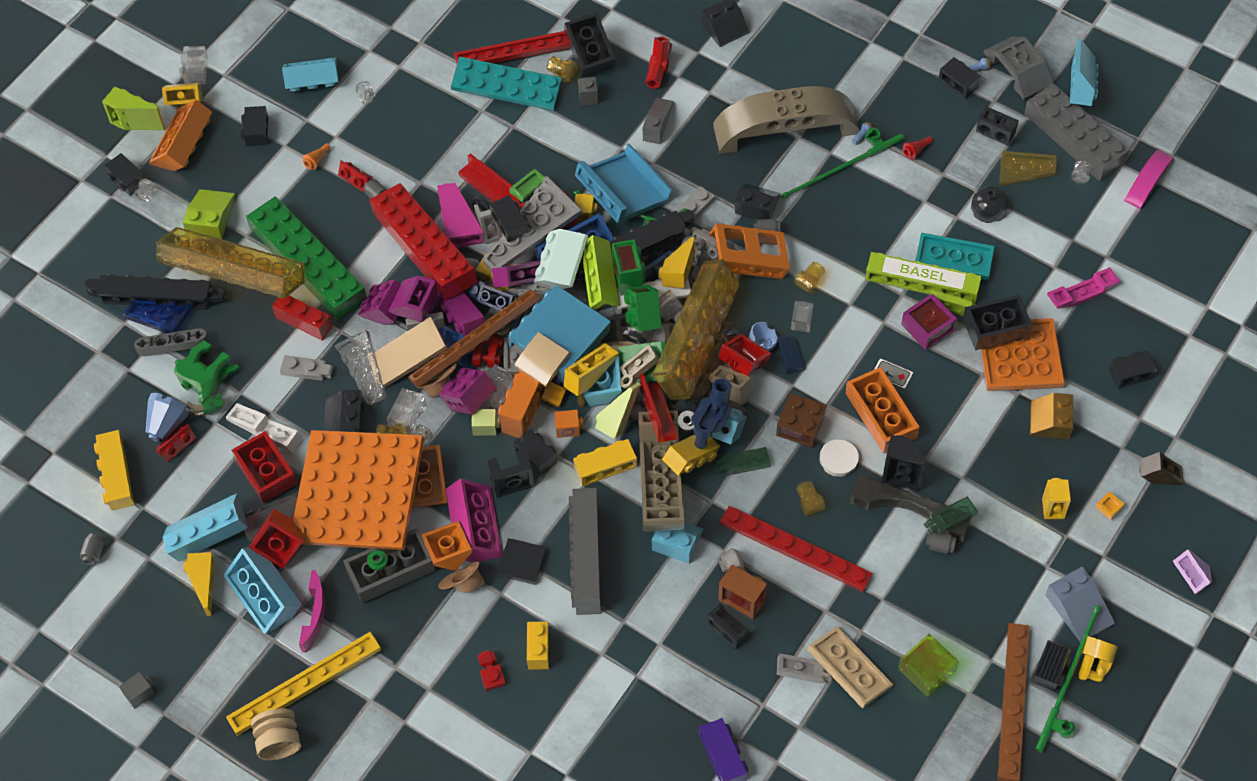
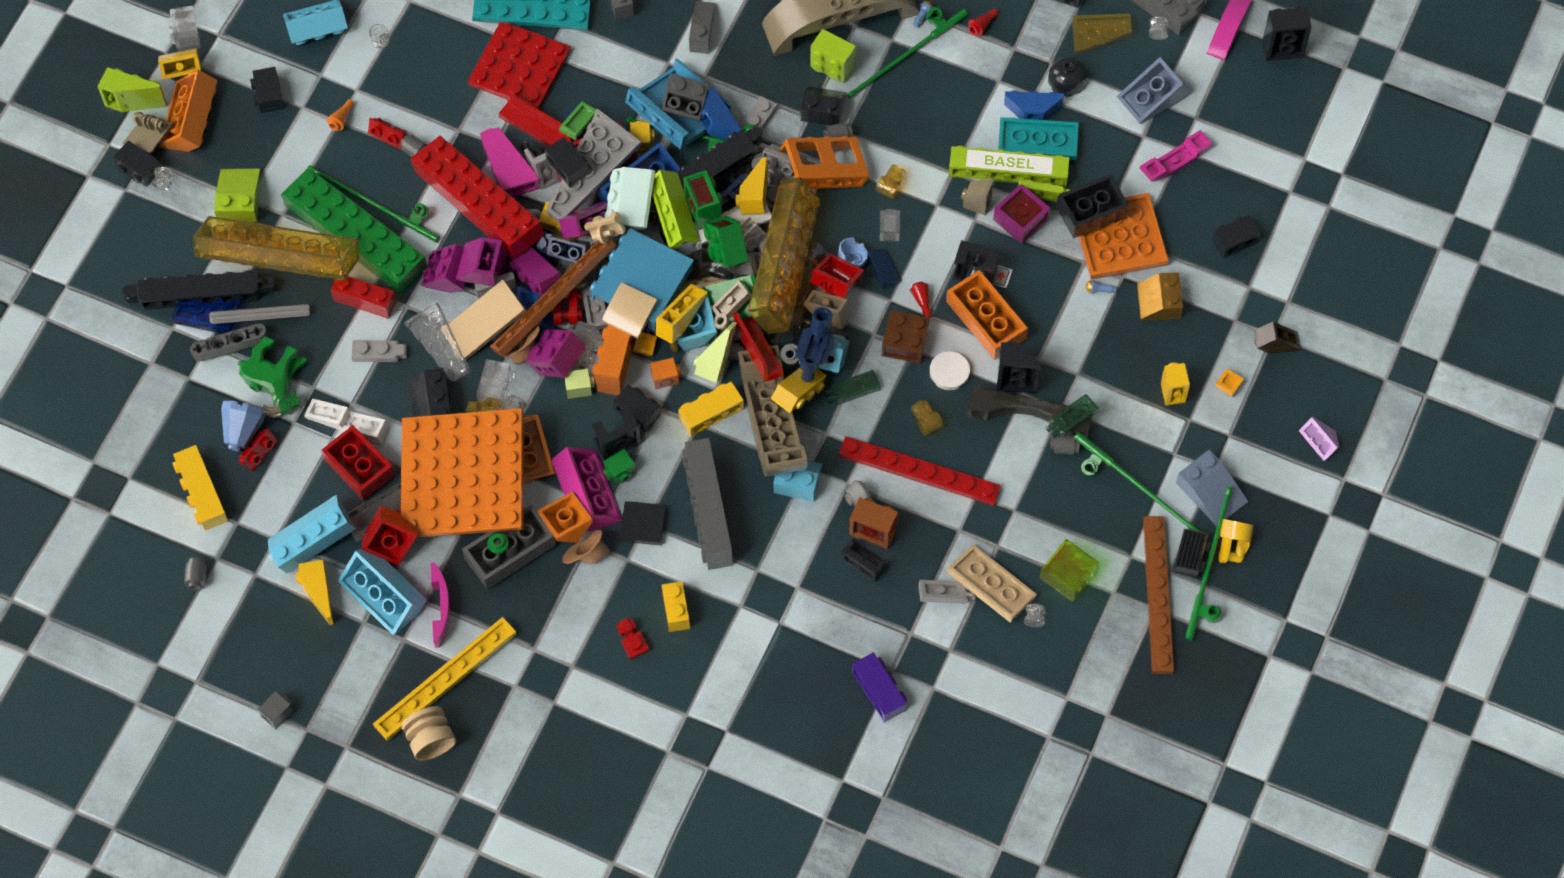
camera: 10 degrees left, 5 degrees up
(141, 148) = (148, 131): none -> dark tan hinge
(203, 319) = (259, 313): none -> light grey axle
(368, 251) = (413, 223): none -> green piece
(486, 131) = (519, 64): none -> red plate
(508, 505) = (619, 467): none -> green brick
(533, 281) = (603, 228): none -> tan hips
(629, 176) = (684, 97): none -> dark grey slope
(656, 198) = (718, 118): none -> blue slope
(773, 158) = (833, 56): none -> lime brick
(822, 382) = (920, 292): none -> red cone
(879, 355) = (976, 258): none -> black panel
(888, 704) = (1035, 615): none -> clear wheel
(890, 300) = (978, 195): none -> dark tan slope
(954, 224) = (1033, 104): none -> blue slope
(973, 558) = (1099, 456): none -> green piece
(988, 398) = (1093, 287): none -> medium blue piece
(1069, 227) = (1153, 91): none -> sand blue slope
(1203, 190) = (1286, 33): none -> black brick

